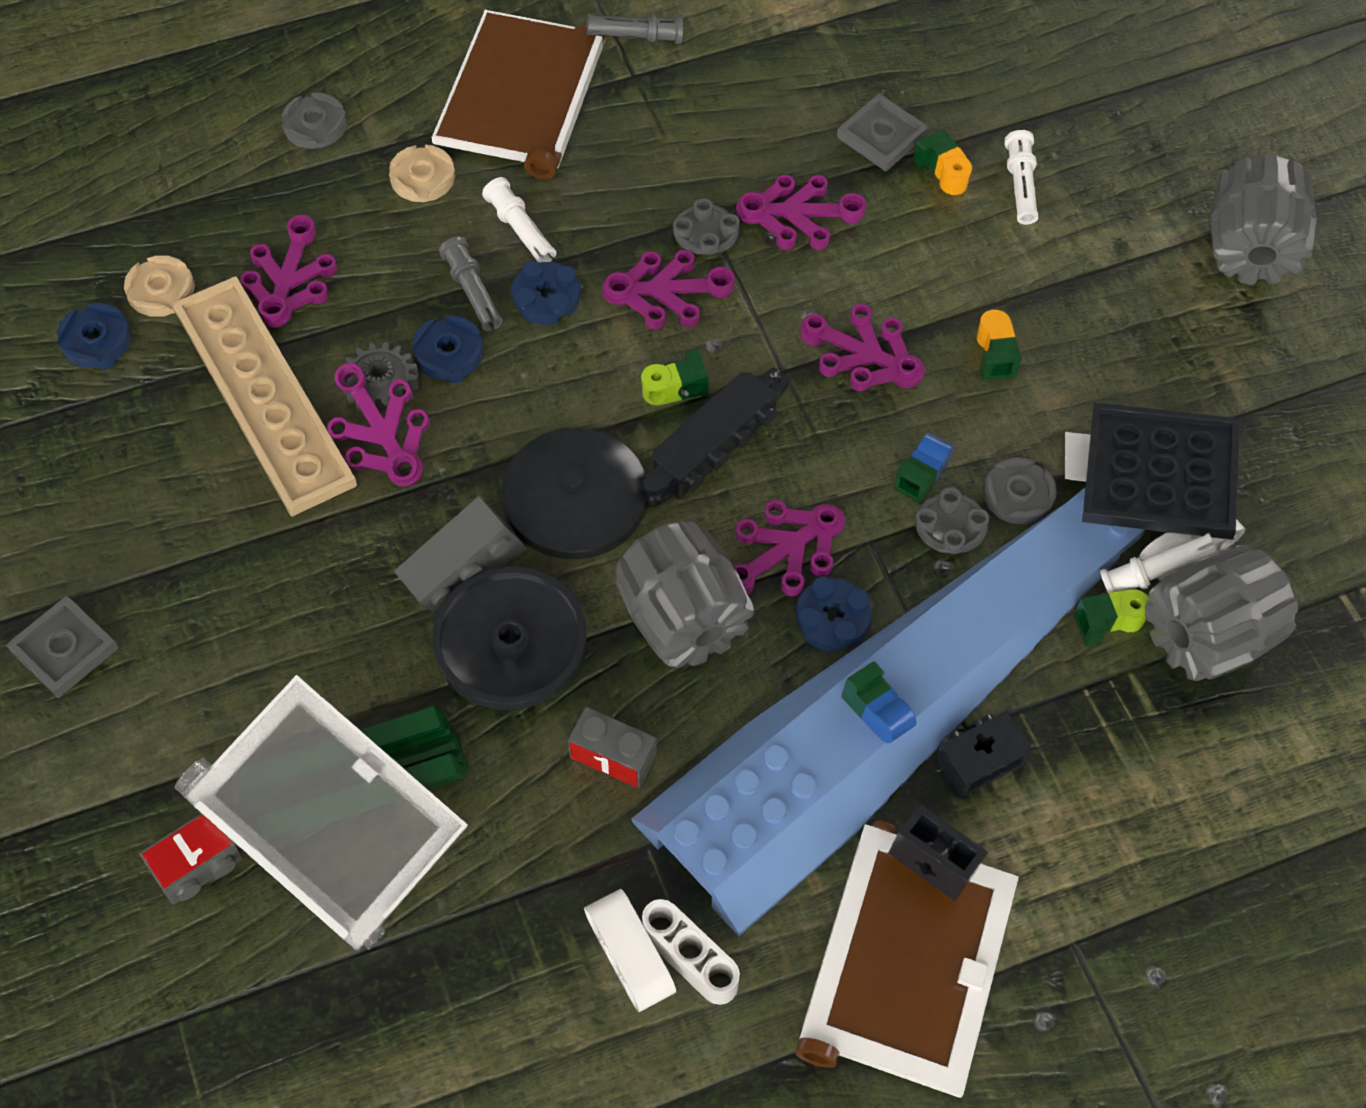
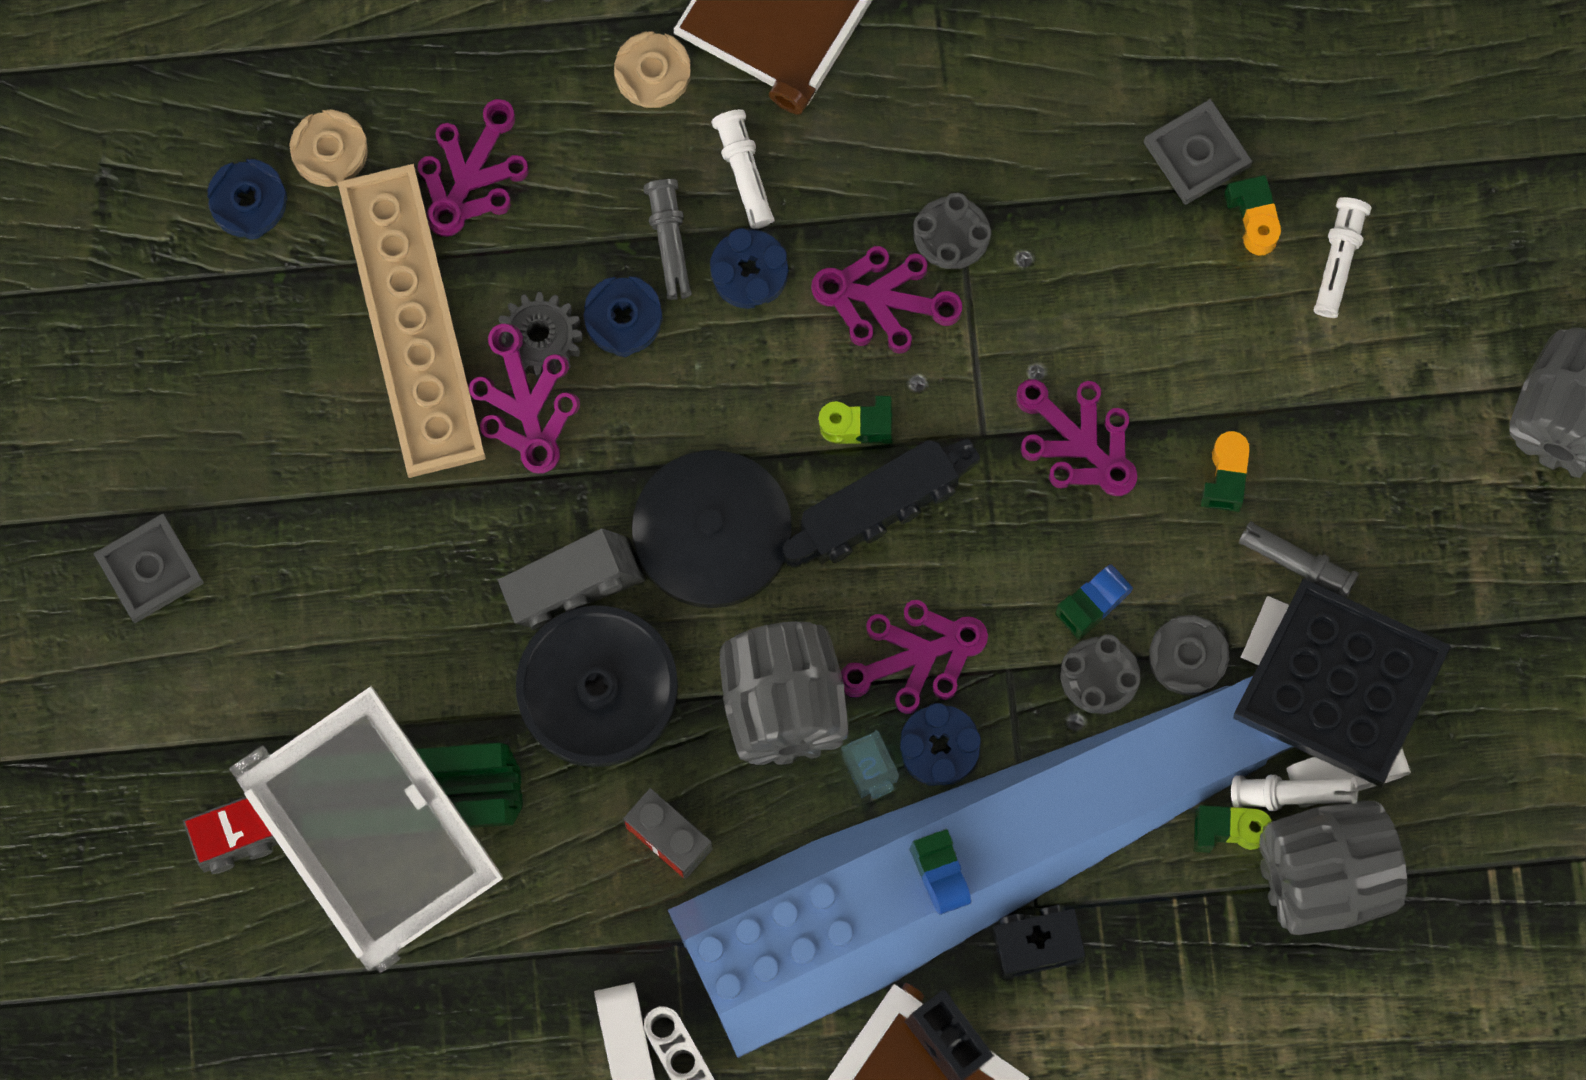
camera: 20 degrees right, 15 degrees up
(759, 209) = (1062, 231): magenta plant -> none
(778, 643) = (870, 765): none -> clear light blue brick
(1077, 394) = (1312, 568): none -> dark grey pin

